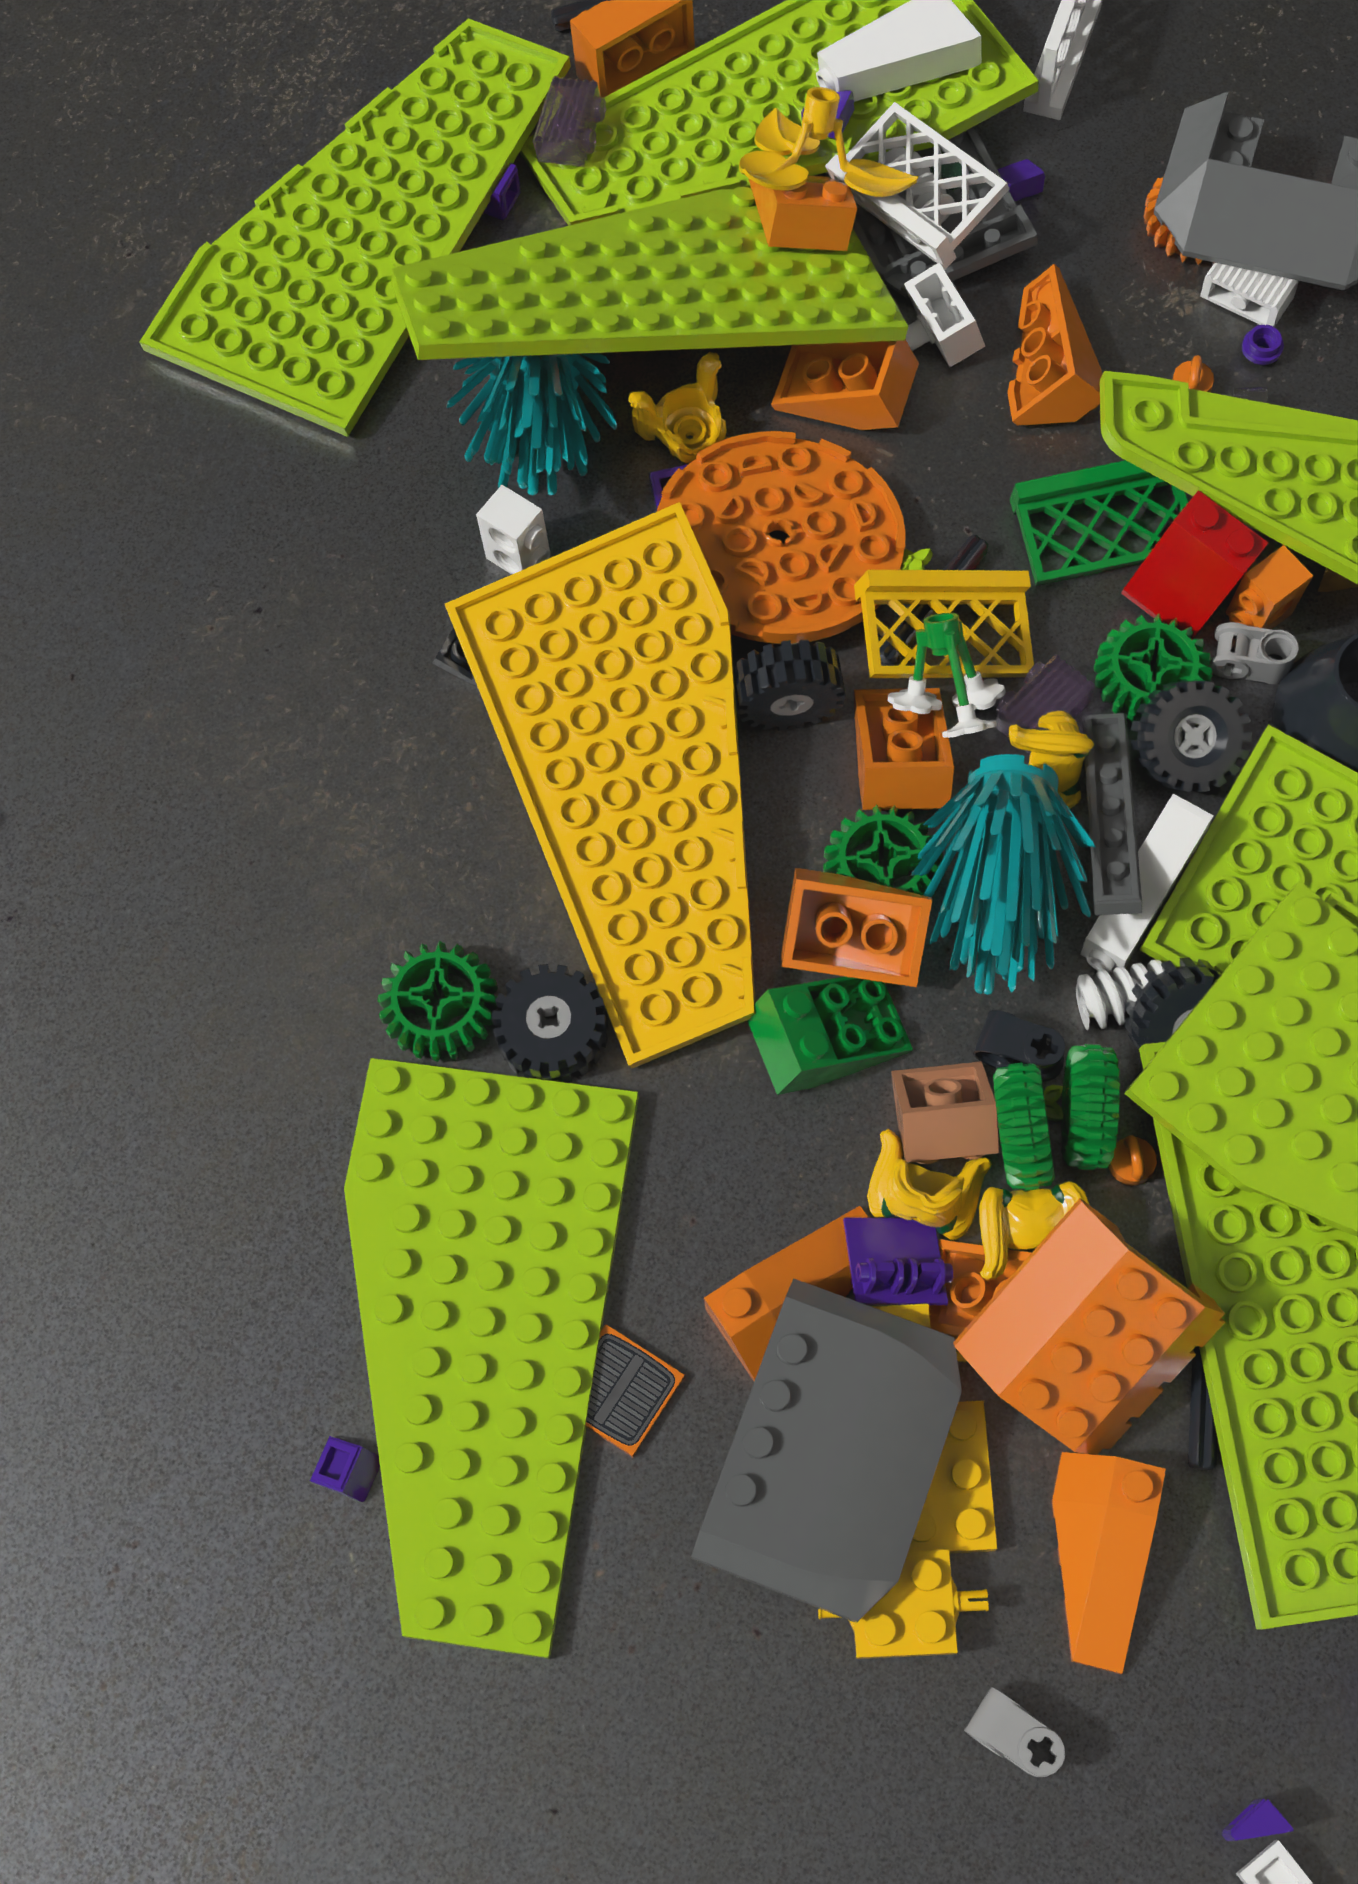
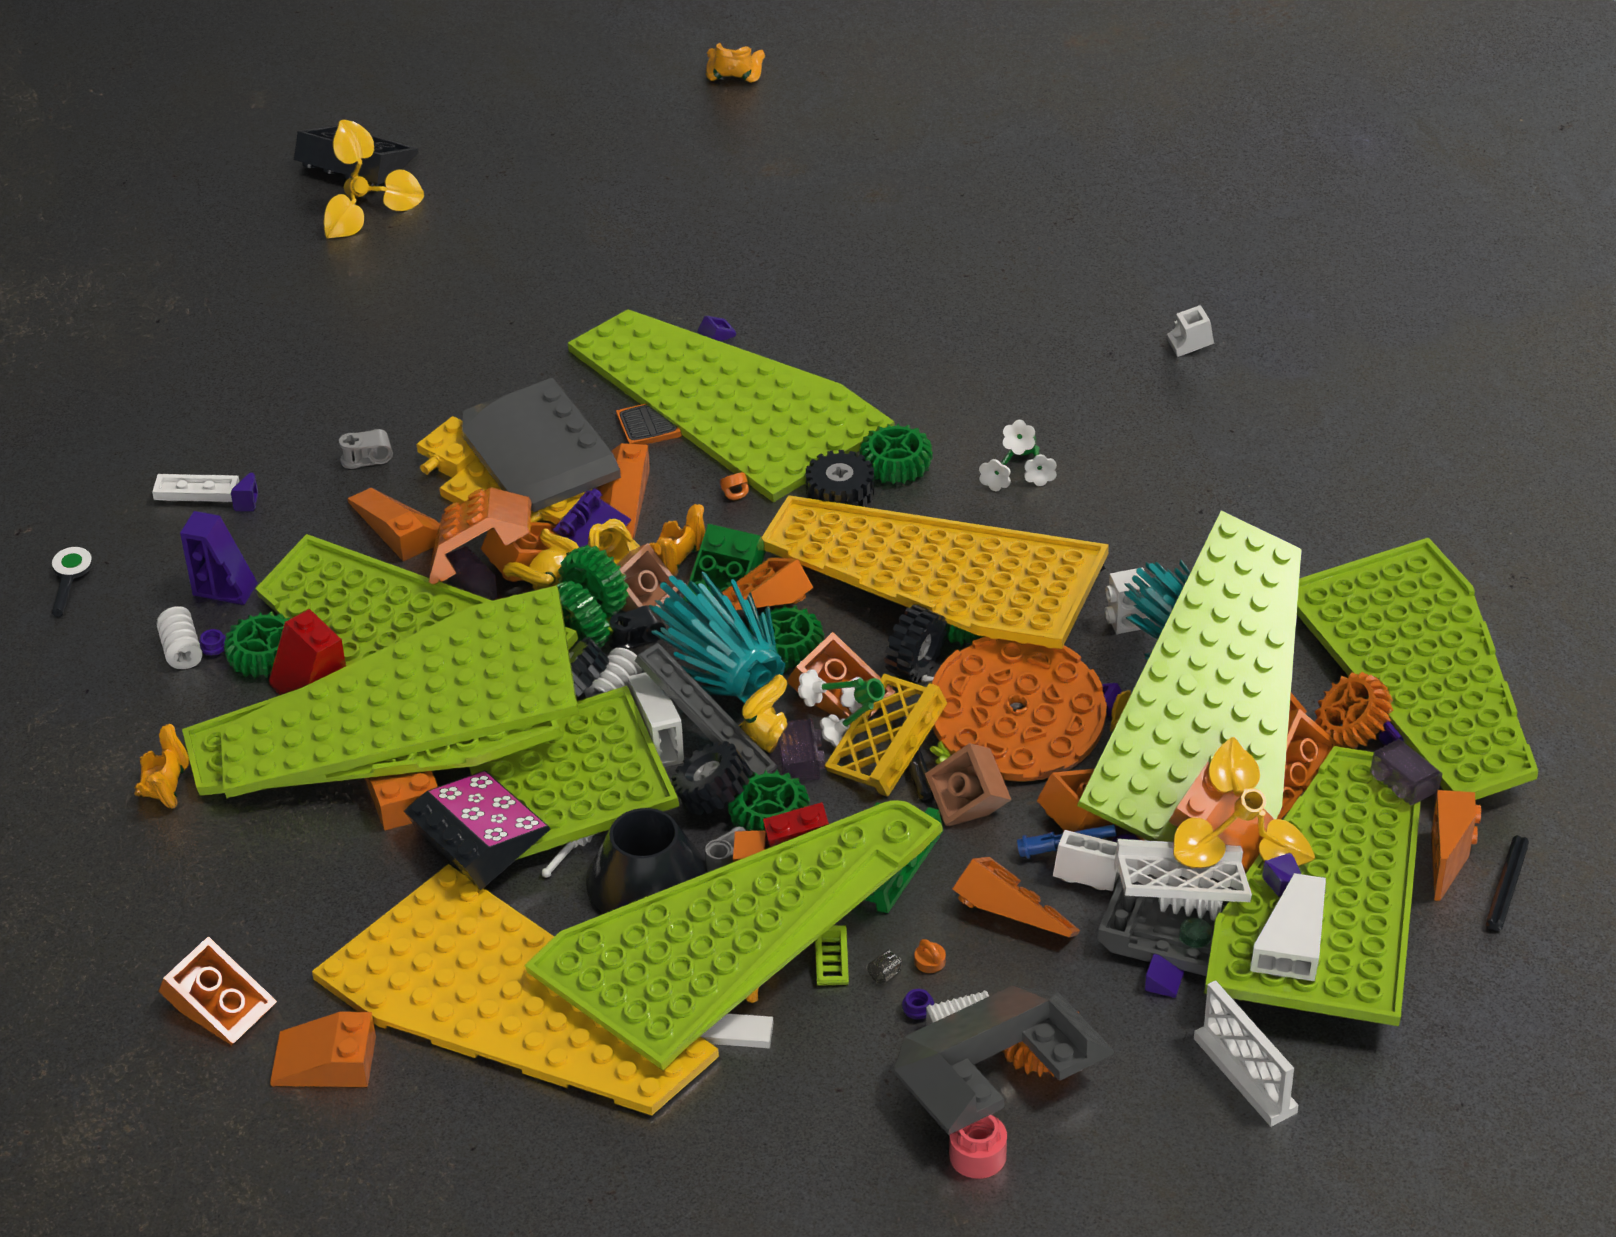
camera: 125 degrees right, 25 degrees down
(297, 862) = (1019, 440): none -> white plant
(505, 191) = (1360, 716): none -> orange gear
(658, 1157) = (732, 482): none -> orange tile
(846, 1110) = (678, 543): none -> light orange hair
(945, 373) = (1049, 842): none -> blue pin
(945, 492) = (968, 785): none -> nougat slope

